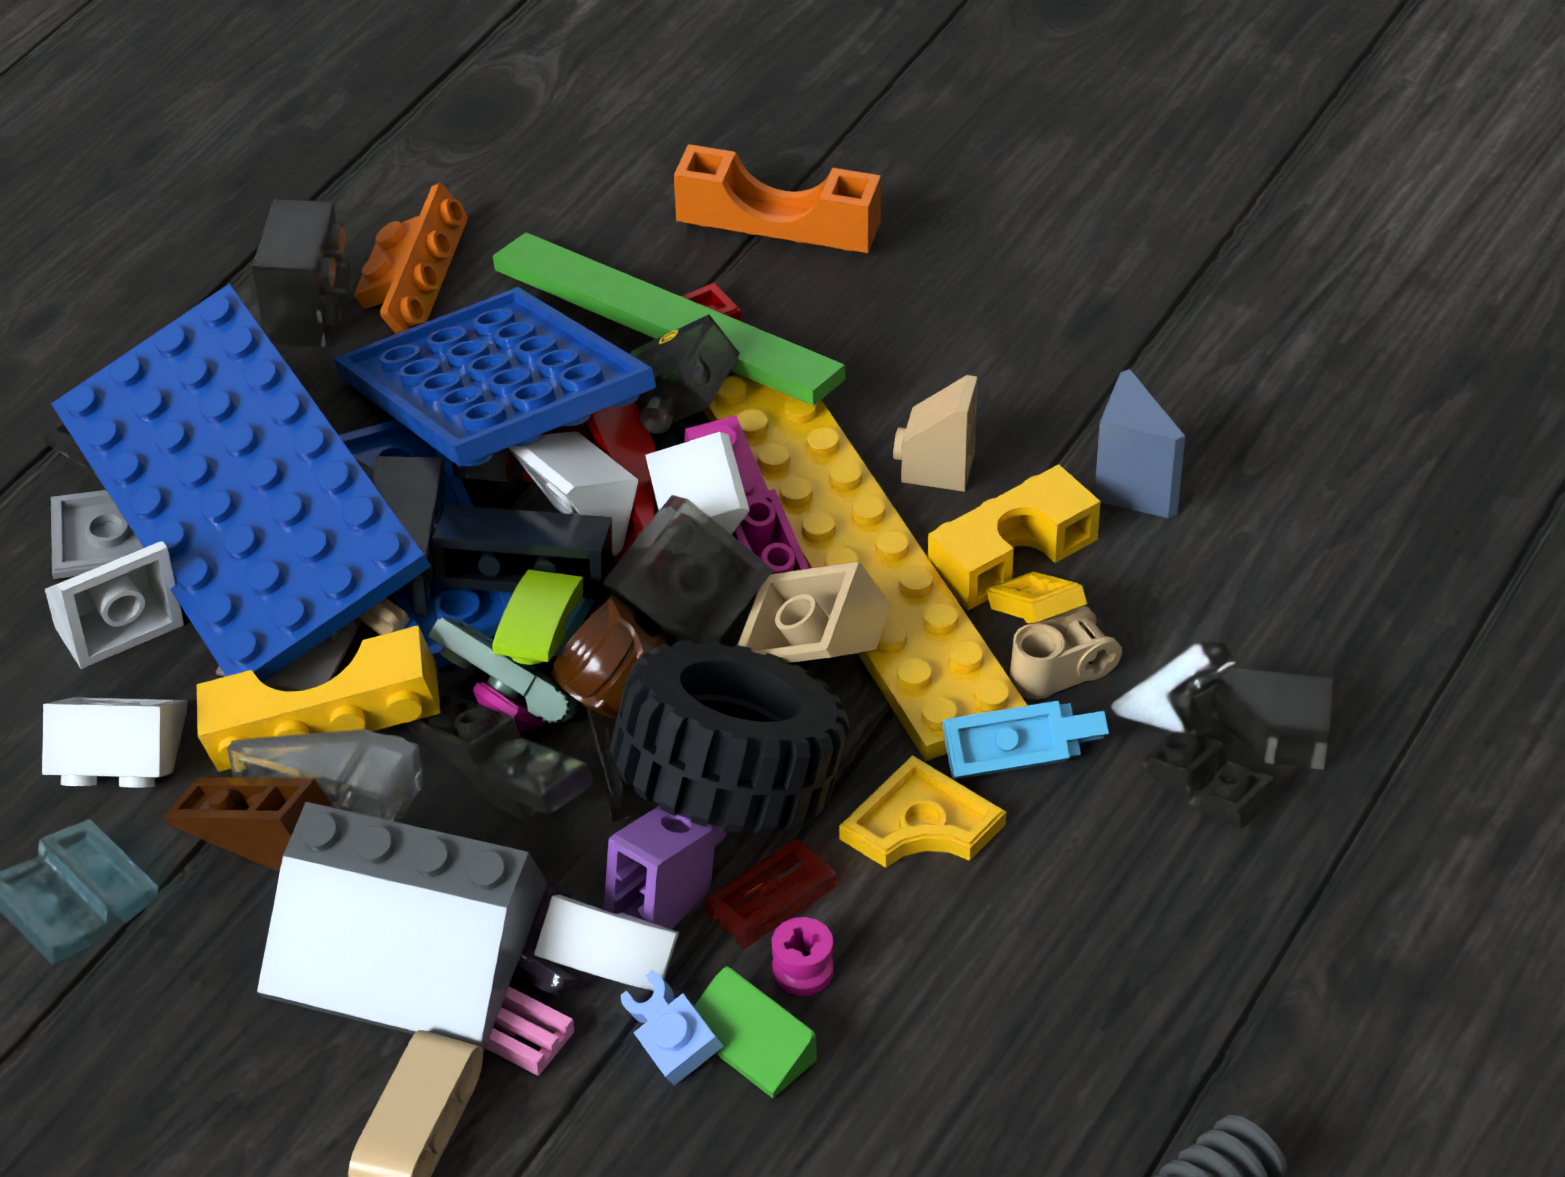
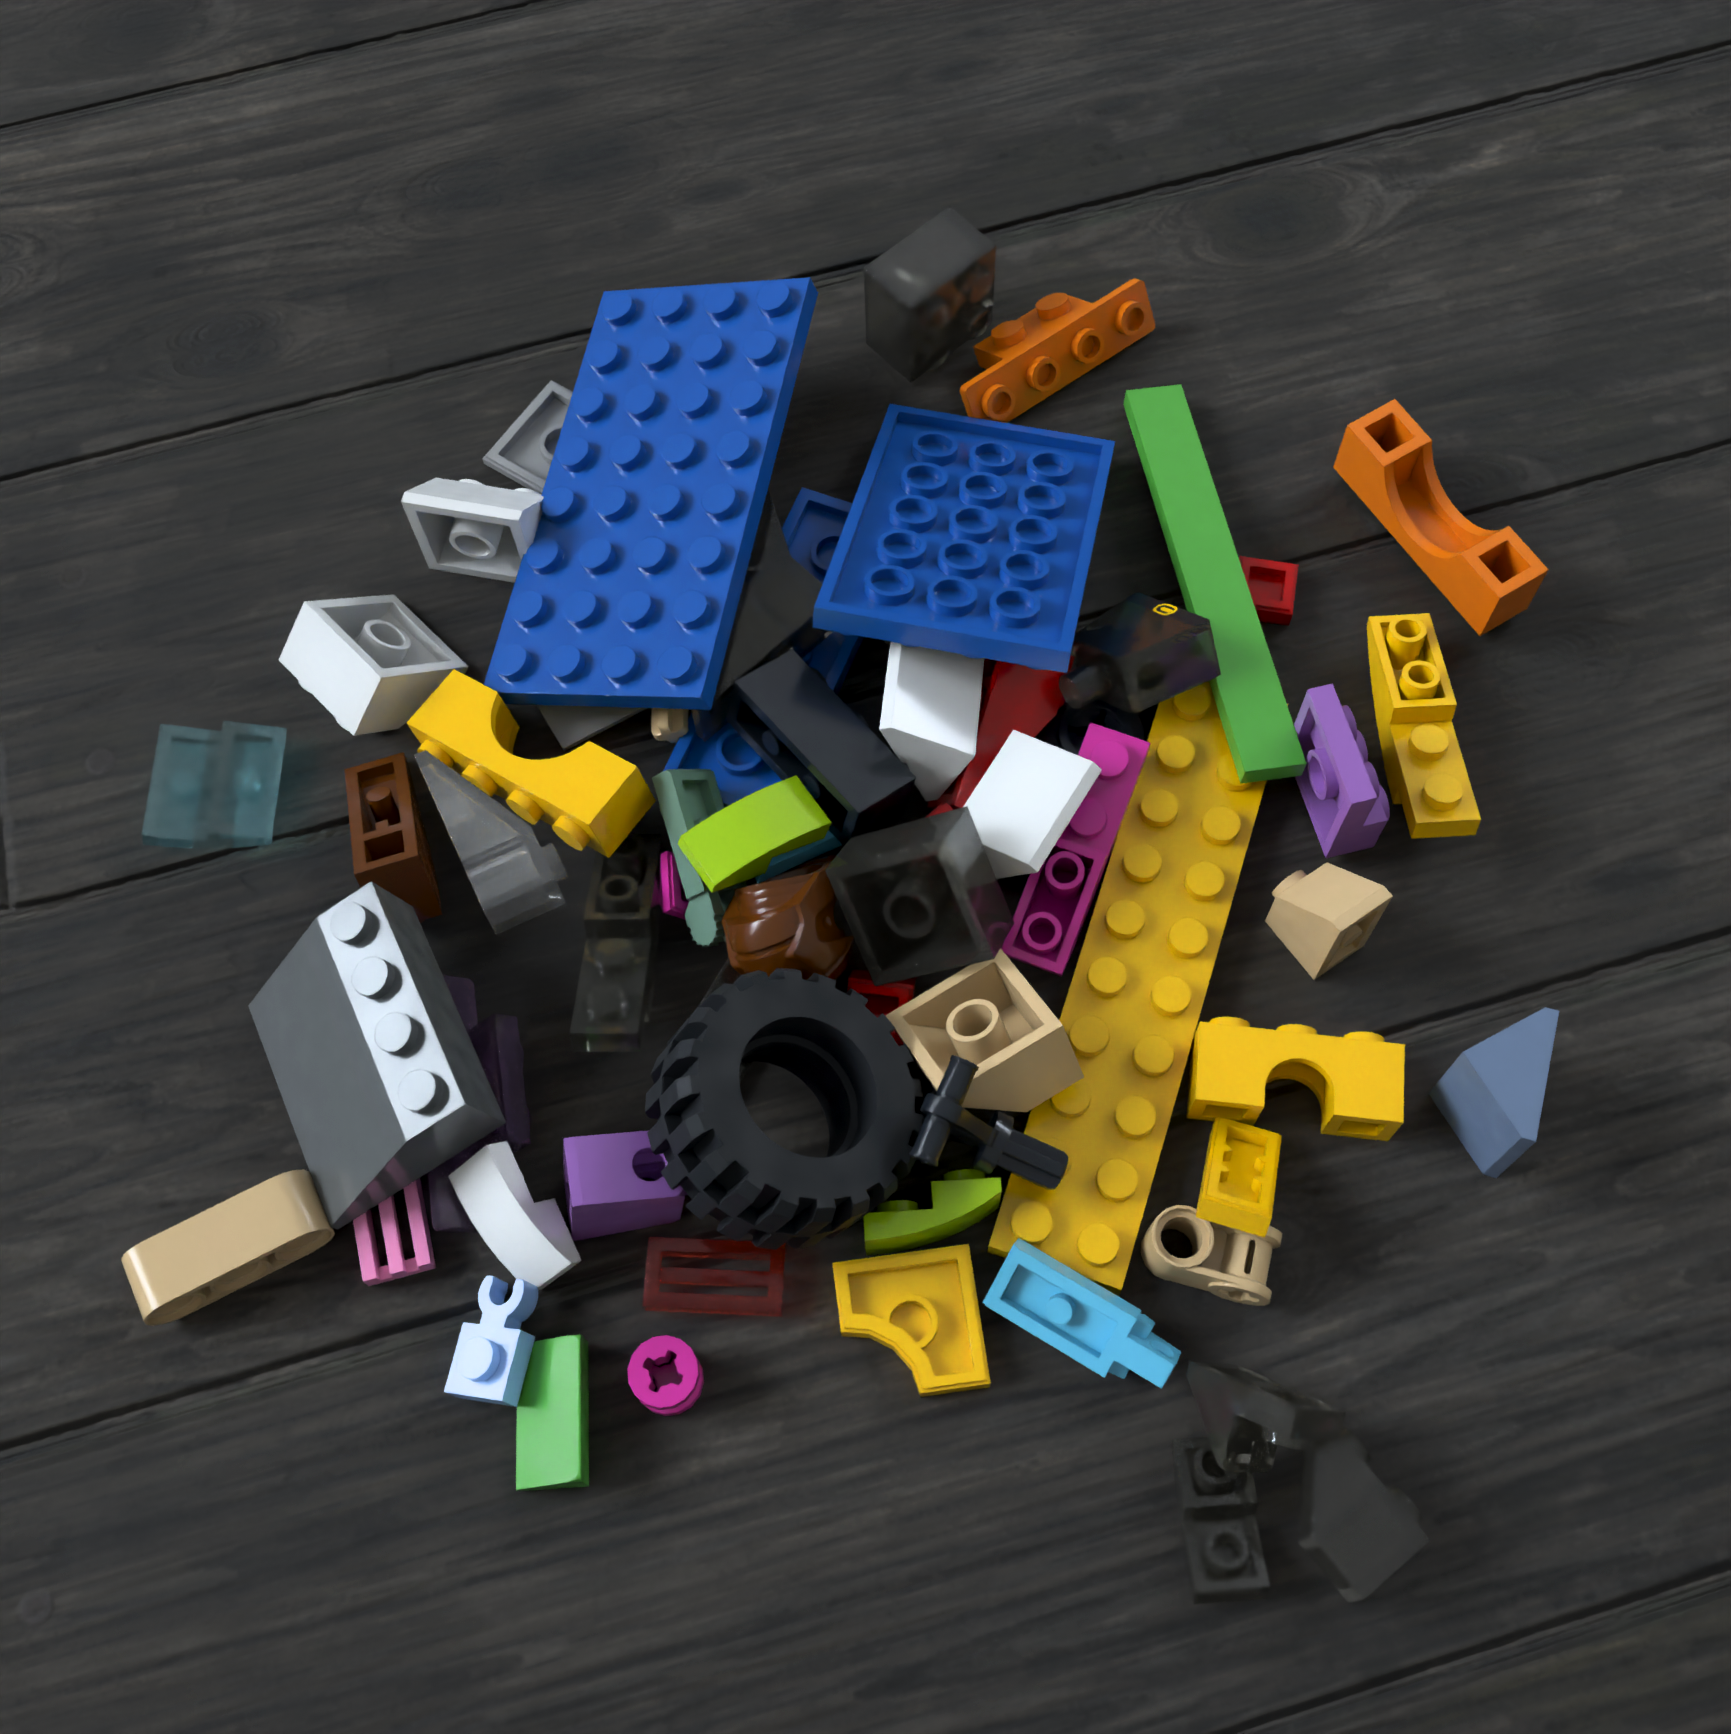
camera: 45 degrees right, 20 degrees up
(862, 672) = (995, 1143): none -> black axle
(876, 356) = (1338, 779): none -> medium lavender plate
(878, 317) = (1416, 727): none -> yellow slope
(880, 747) = (955, 1205): none -> lime slope

